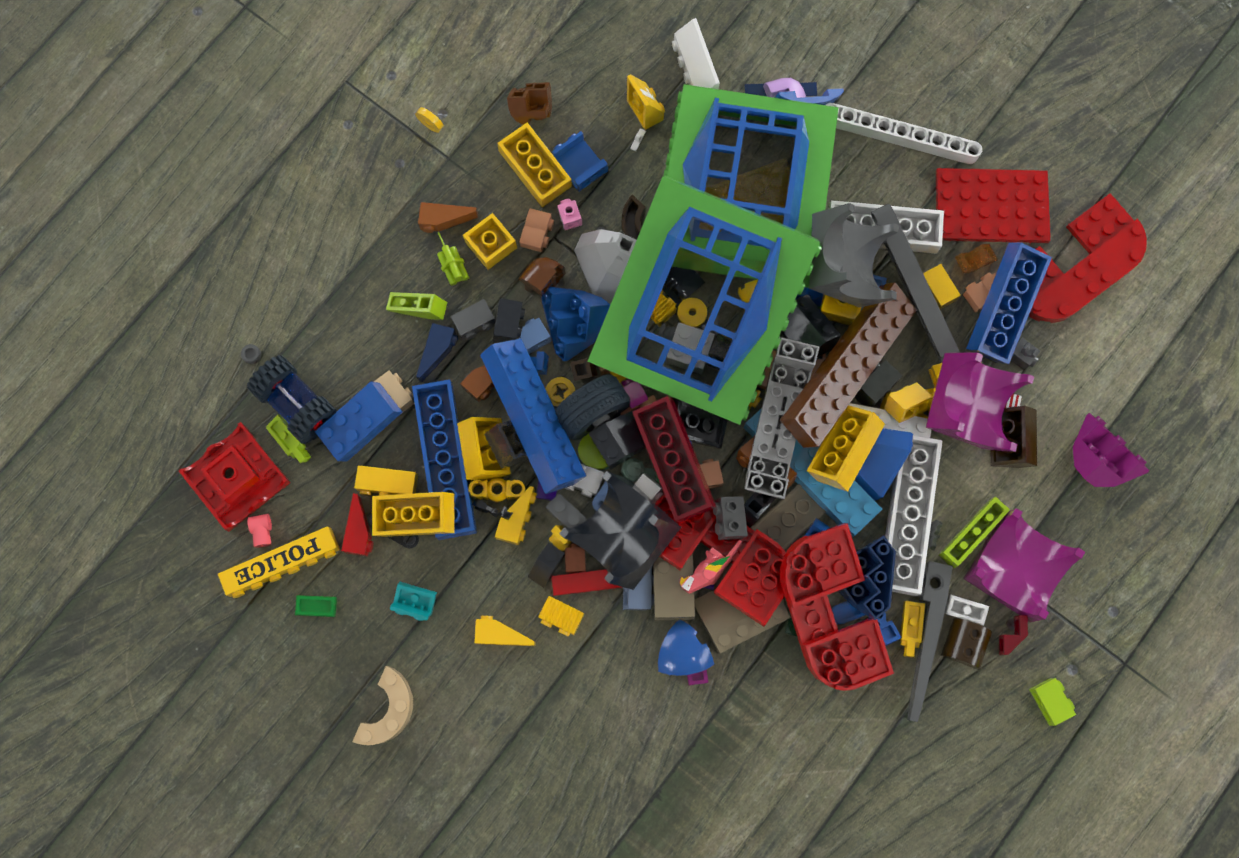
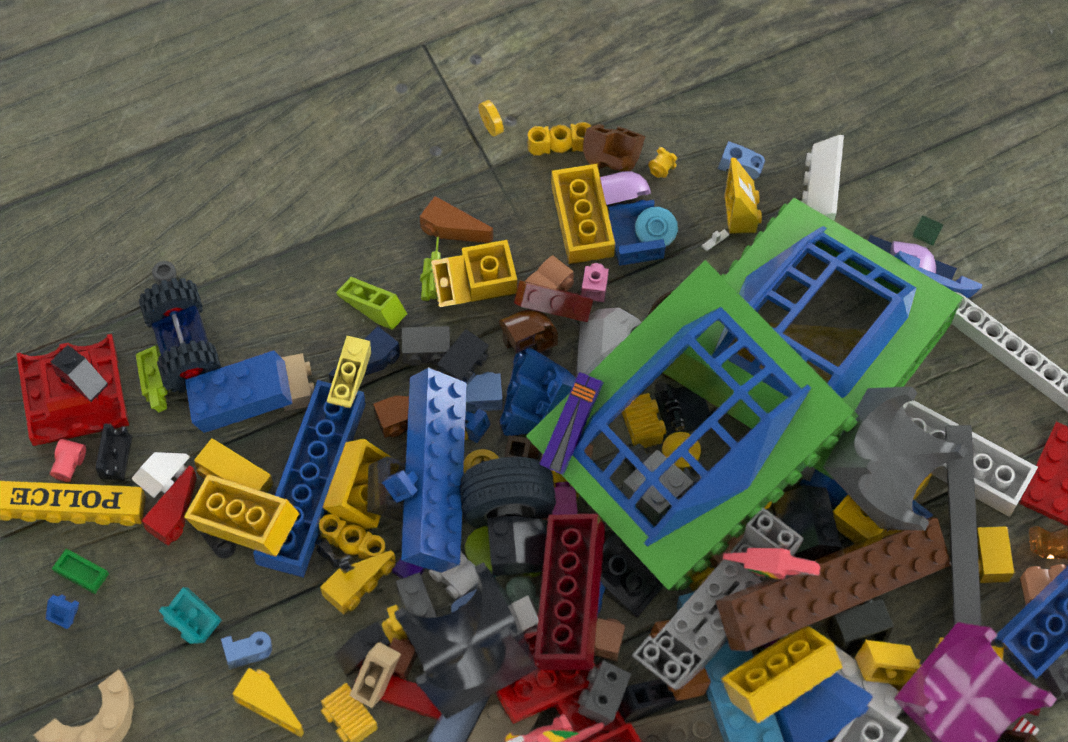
camera: 25 degrees right, 15 degrees down
(237, 468) = (78, 373): none -> slope
(291, 509) = (113, 453): none -> black hinge
(319, 643) = (61, 611): none -> blue tile
(333, 509) = (158, 471): none -> white slope
(433, 371) = (349, 371): none -> light yellow slope
(466, 605) = (247, 650): none -> medium blue leg
(467, 263) = (451, 281): none -> yellow brick
(481, 118) = (549, 138): none -> yellow piece
(519, 441) = (401, 485): none -> blue tile
(549, 244) = (553, 301): none -> dark red brick
(555, 131) = (623, 186): none -> lavender brick
(568, 582) = (375, 674): none -> tan brick
(572, 97) = (662, 163): none -> yellow brick
(591, 150) = (656, 224): none -> medium azure wheel
(617, 338) = (571, 423): none -> dark purple tile
(623, 67) = (750, 161): none -> medium blue leg
(784, 62) = (927, 230): none -> clear green tile
(807, 374) = (773, 562): none -> coral animal

